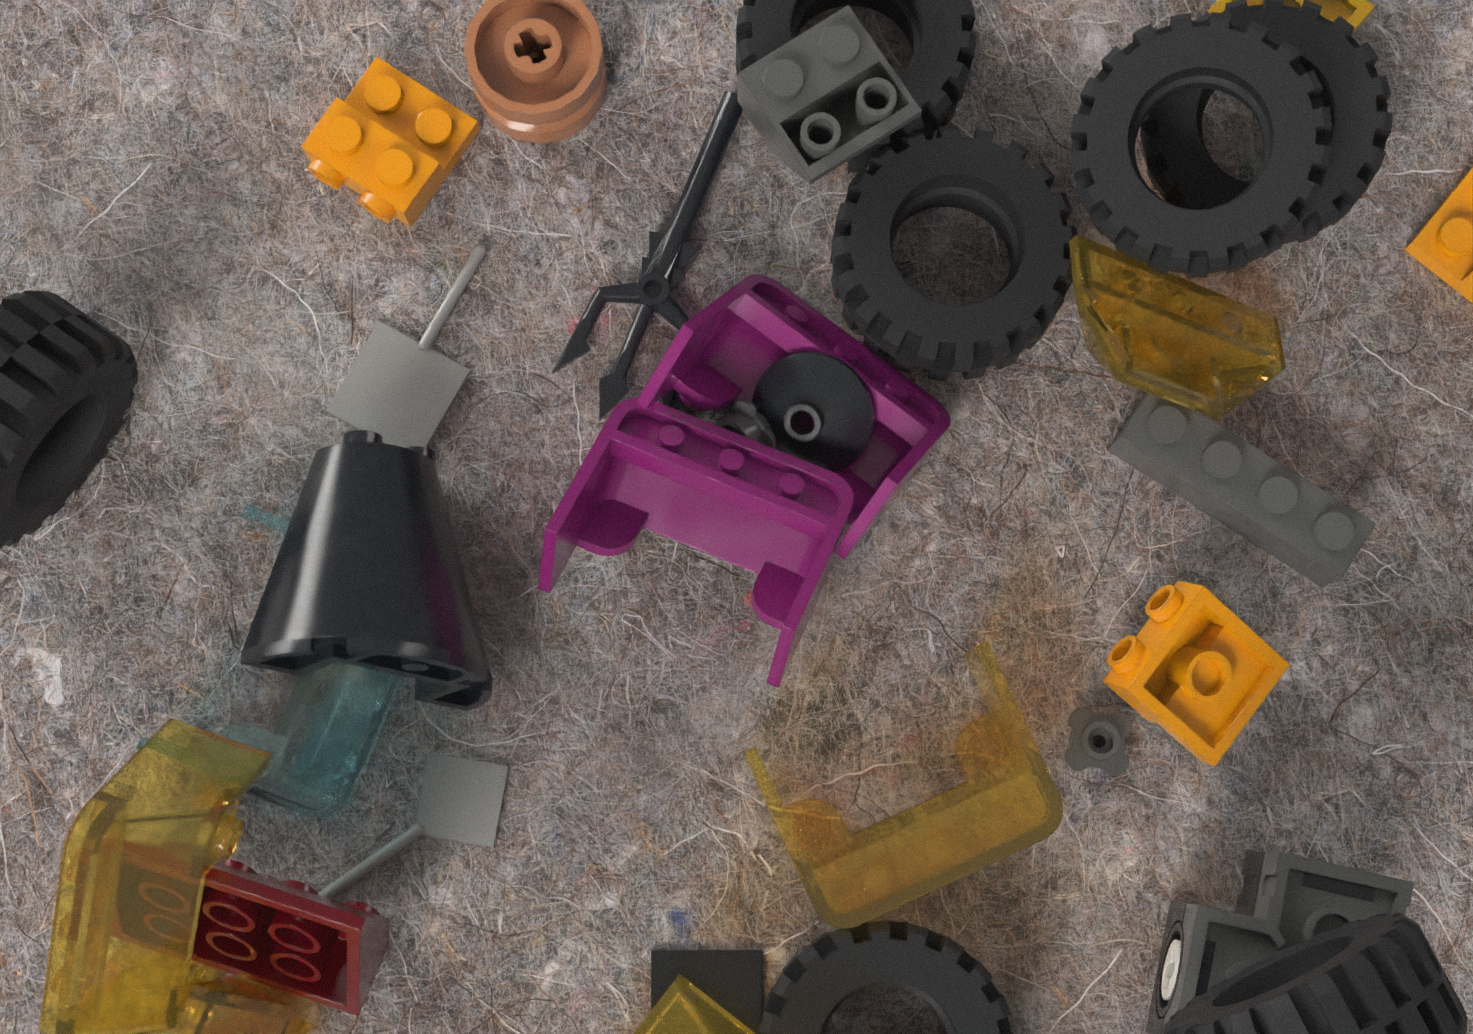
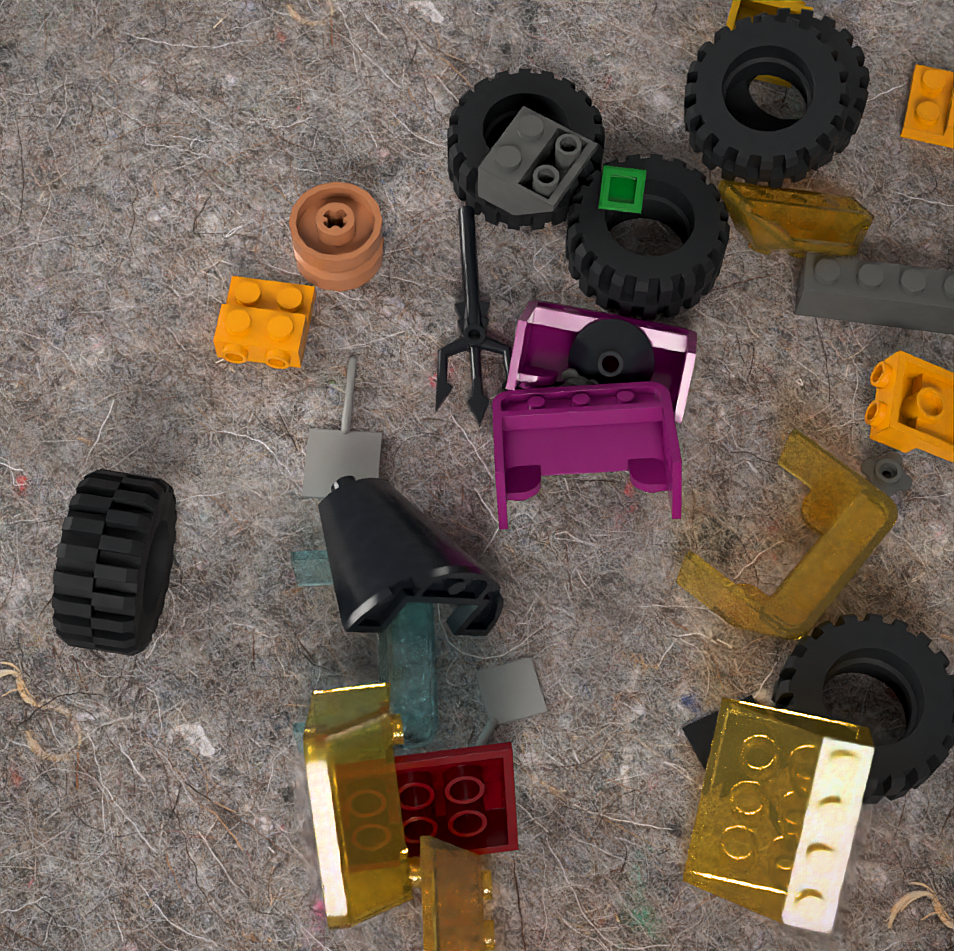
camera: 25 degrees left, 15 degrees down
(938, 180) = (622, 189): none -> green slope

